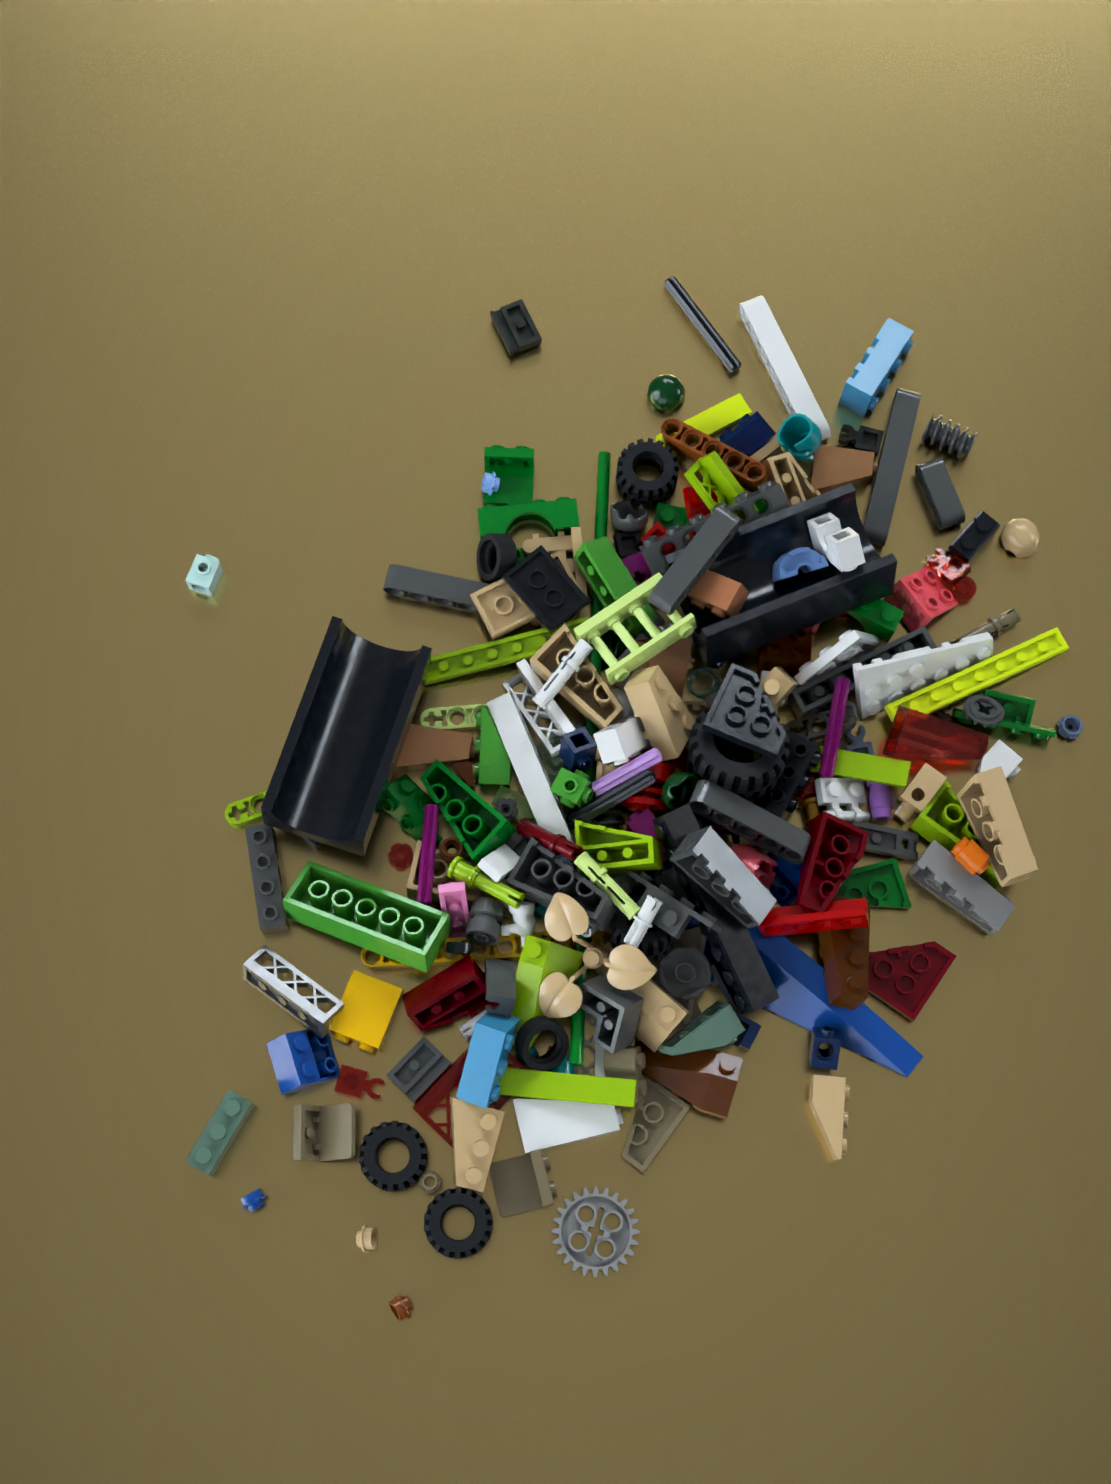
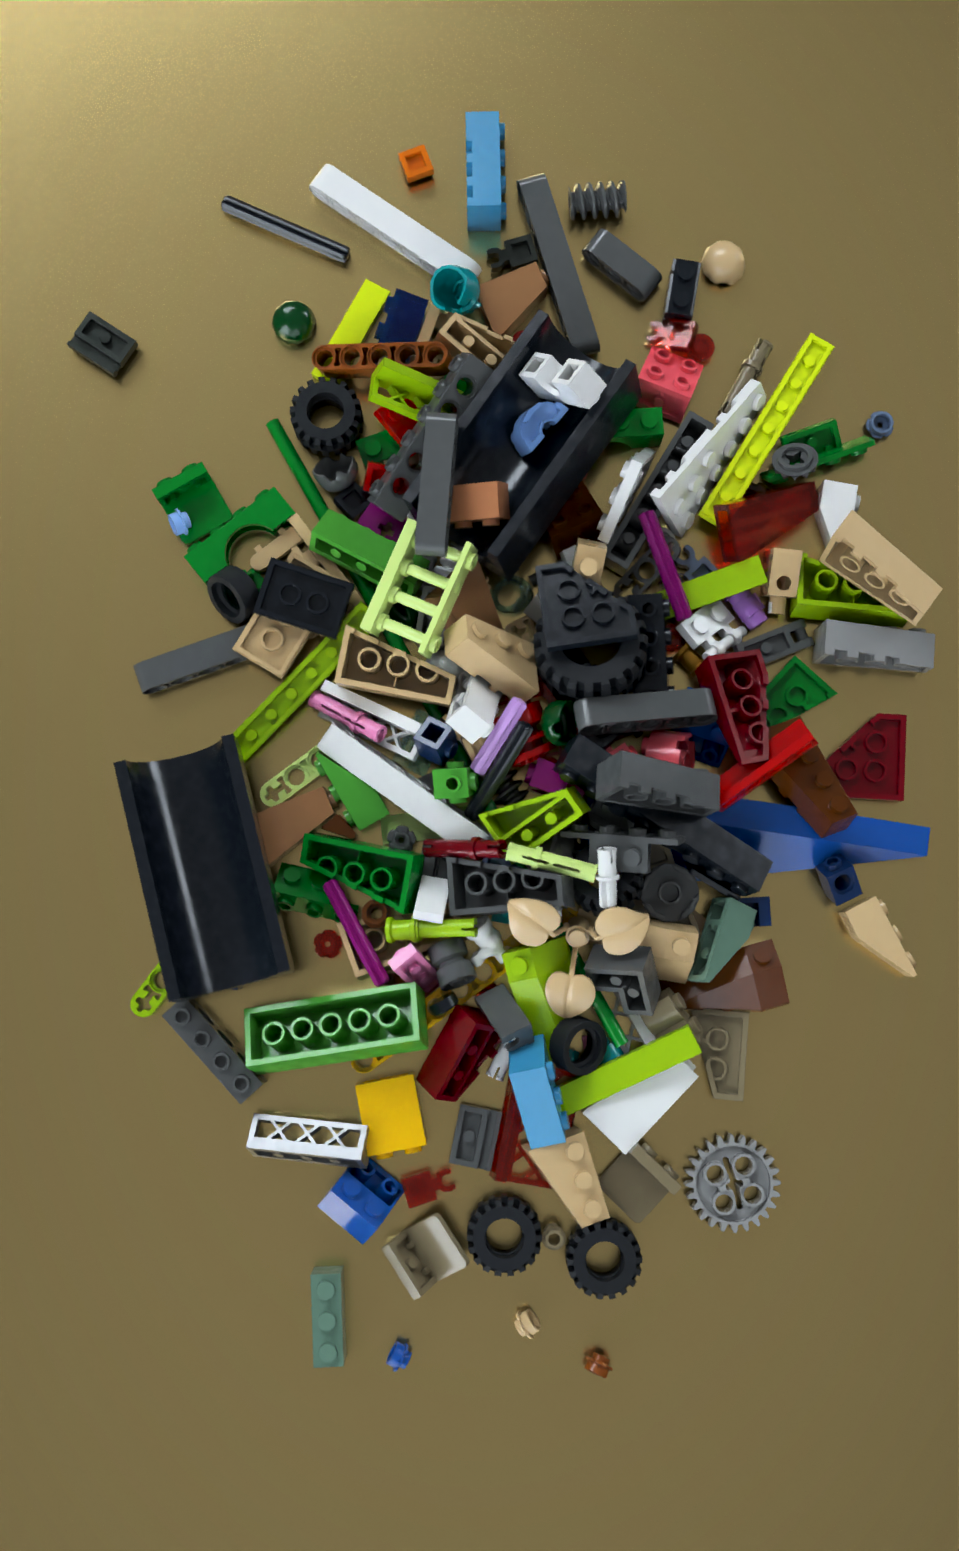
camera: 30 degrees left, 10 degrees up
(523, 695) = (356, 720): none -> bright pink pin
(557, 680) = (376, 677): white pin -> none
(829, 333) = (416, 163): none -> orange plate
(971, 856) = (870, 613): orange brick -> none

